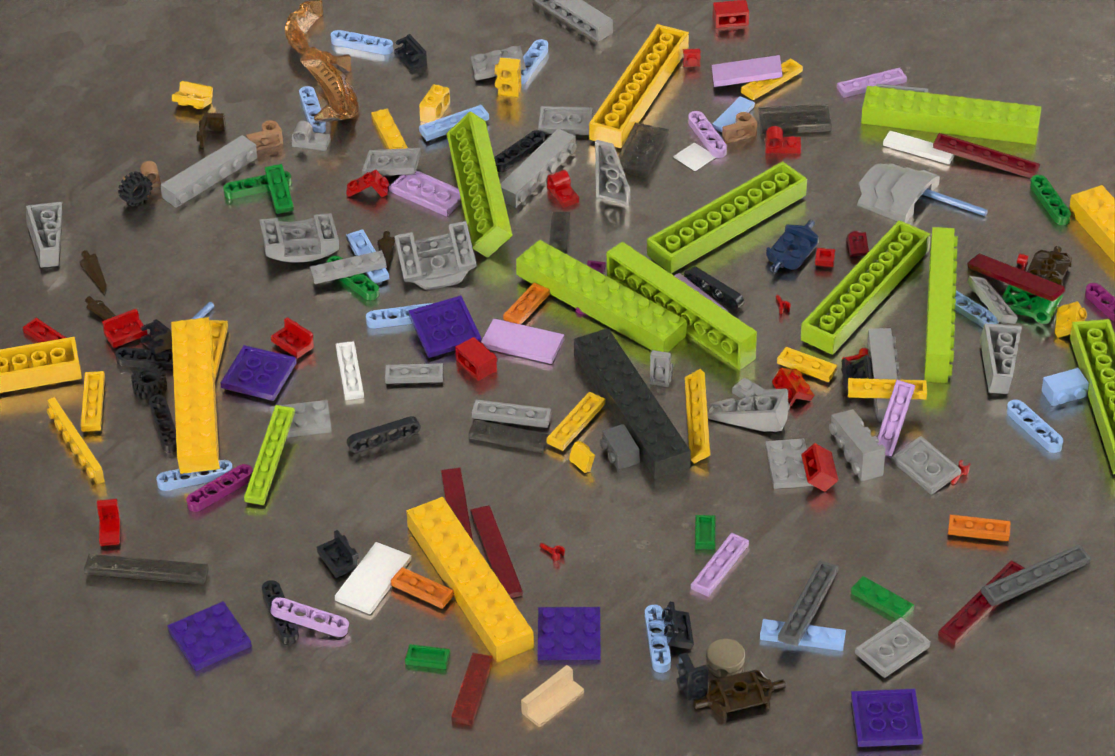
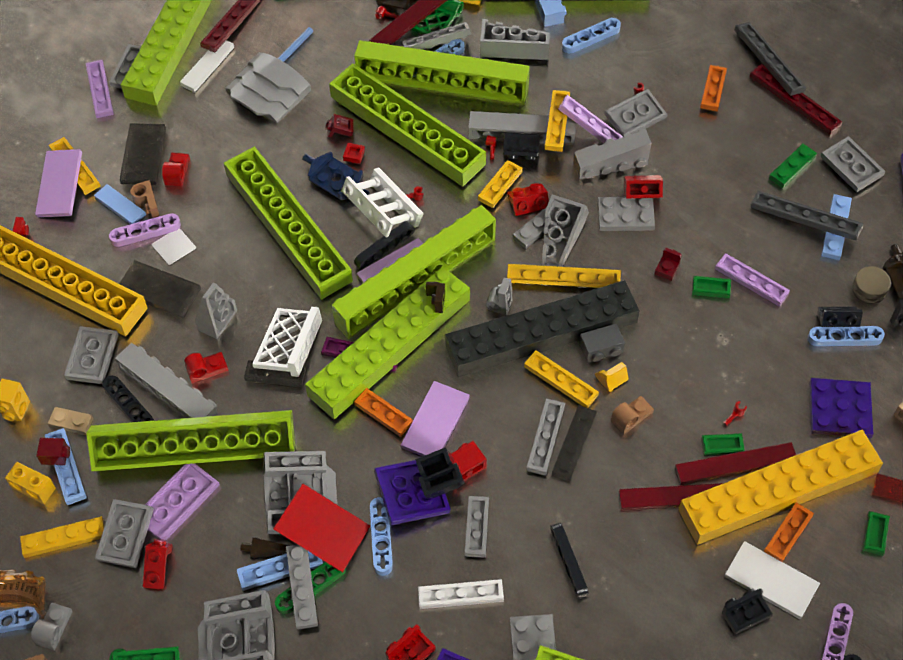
camera: 85 degrees left, 15 degrees up
(402, 271) = (322, 527): none -> red sticker
(454, 329) = (439, 473): none -> black plate
(460, 105) = (53, 451): none -> dark red brick
(499, 120) = (70, 420): none -> tan plate
(517, 542) = (722, 444): none -> green tile
(540, 471) = (629, 415): none -> medium nougat plate
(585, 238) = (302, 341): none -> white fence
(641, 310) = (438, 293): none -> dark brown bracket
(726, 497) = (668, 264): none -> dark red bracket
(764, 292) = (391, 193): none -> white fence

